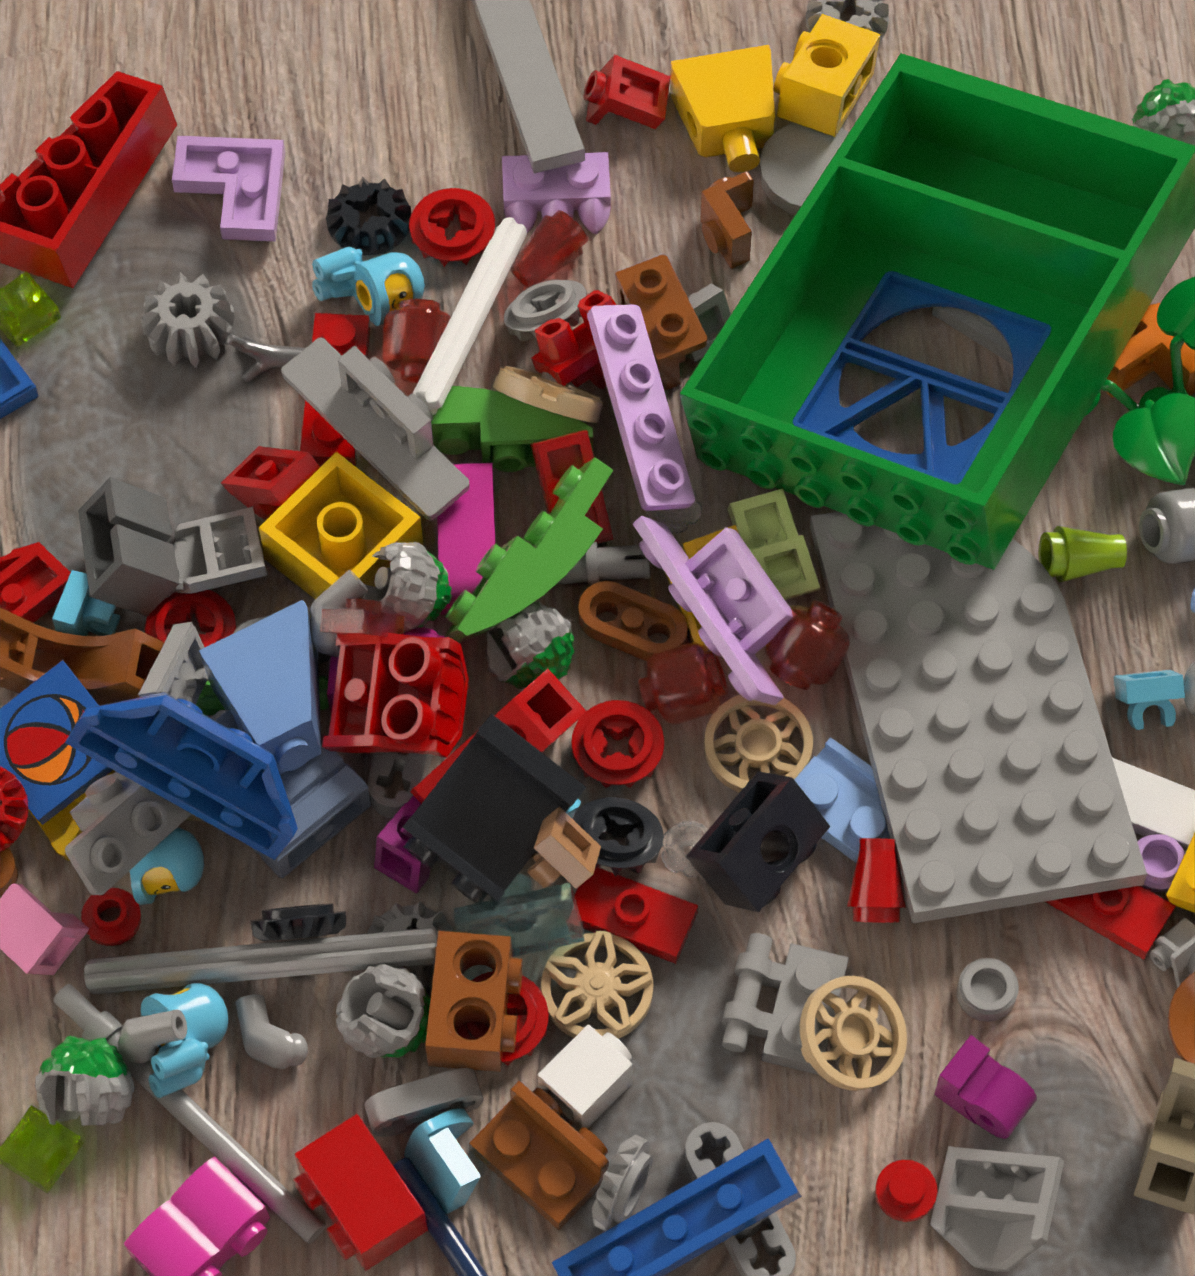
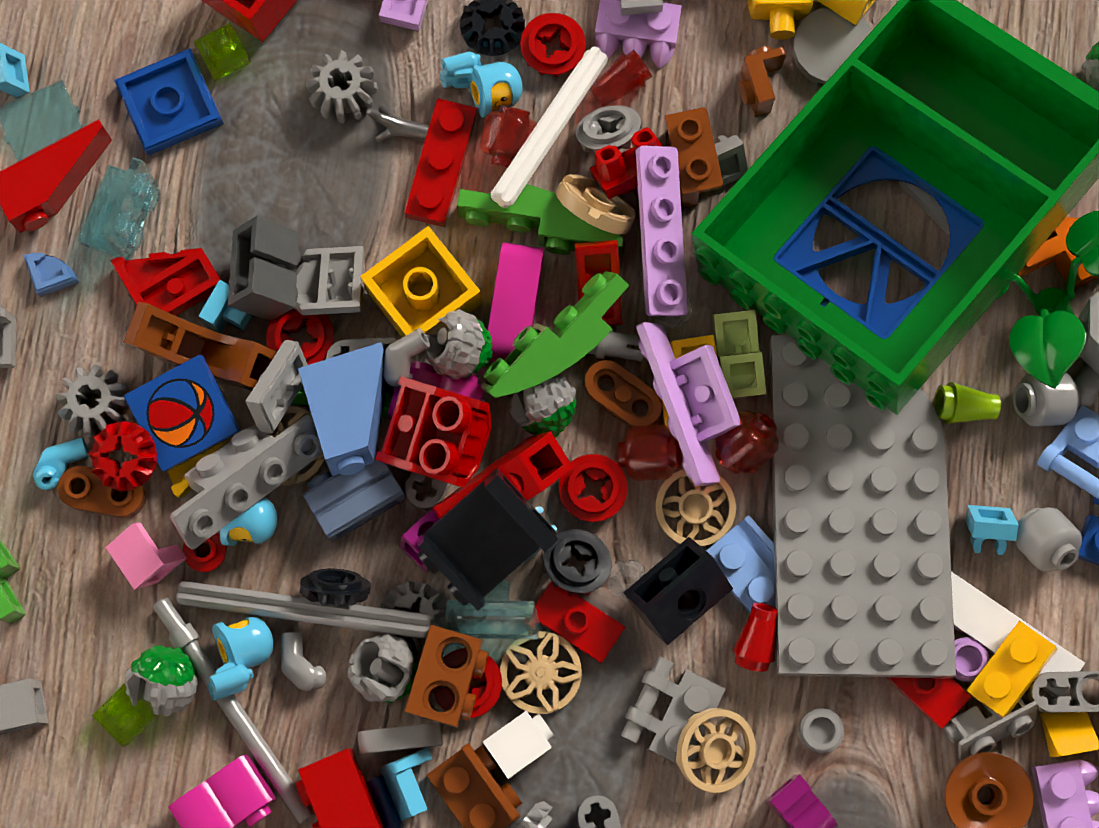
camera: 10 degrees right, 15 degrees up
(143, 1034) = (210, 656): light grey arm -> none
(192, 764) = (275, 465): blue wedge -> none
(269, 478) = (378, 229): red slope -> none
(361, 617) = (419, 373): clear red plate -> none
(379, 422) = (463, 210): light grey bracket -> none
(563, 850) = (534, 578): medium nougat tile -> none

